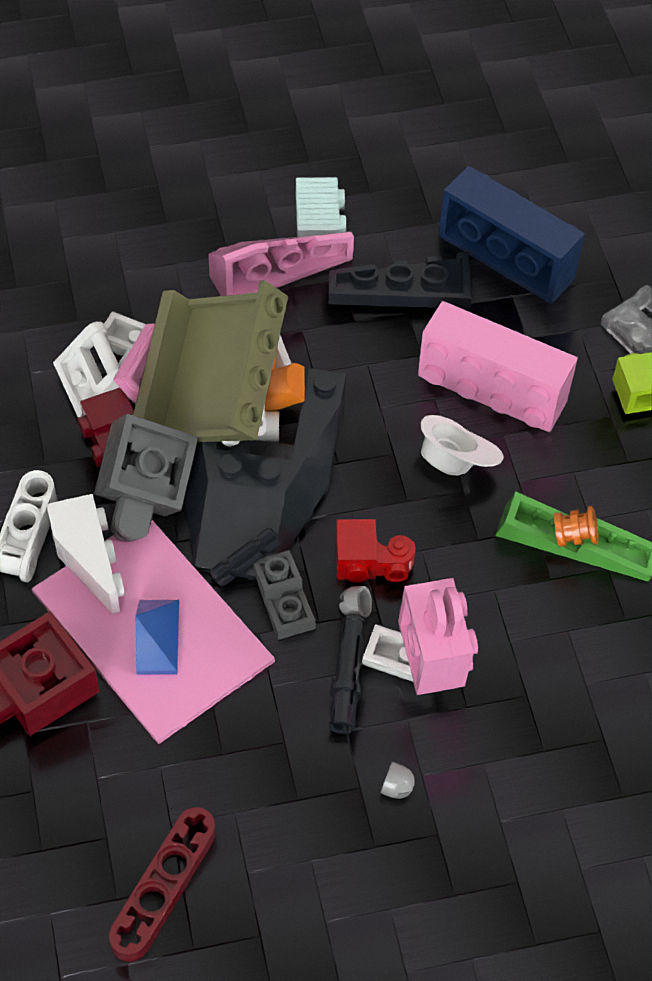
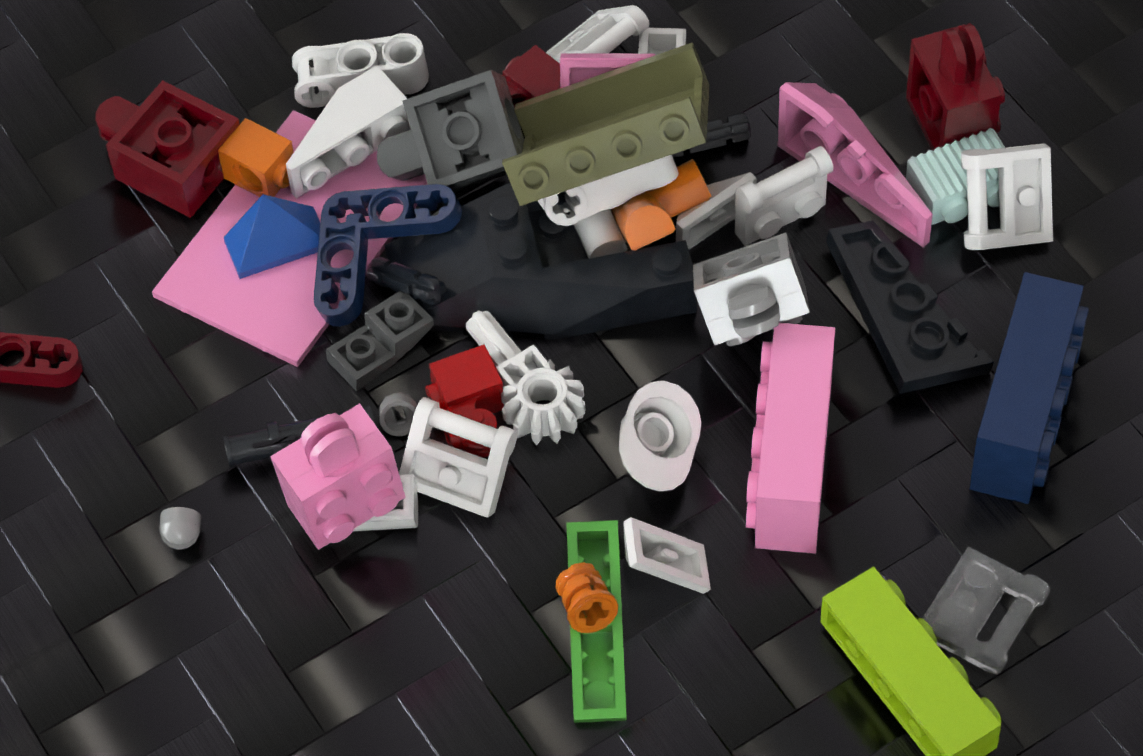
camera: 75 degrees right, 0 degrees up
(85, 616) = (256, 159): none -> orange brick
(192, 575) = (356, 232): none -> dark blue beam
(260, 182) = (952, 86): none -> dark red brick
(296, 314) = (782, 197): none -> white plate
(365, 191) = (1023, 196): none -> white plate
(370, 504) = (529, 379): none -> white gear
(381, 339) = (750, 290): none -> light grey brick
(439, 565) = (451, 472): none -> white plate
(552, 479) = (666, 555): none -> white slope

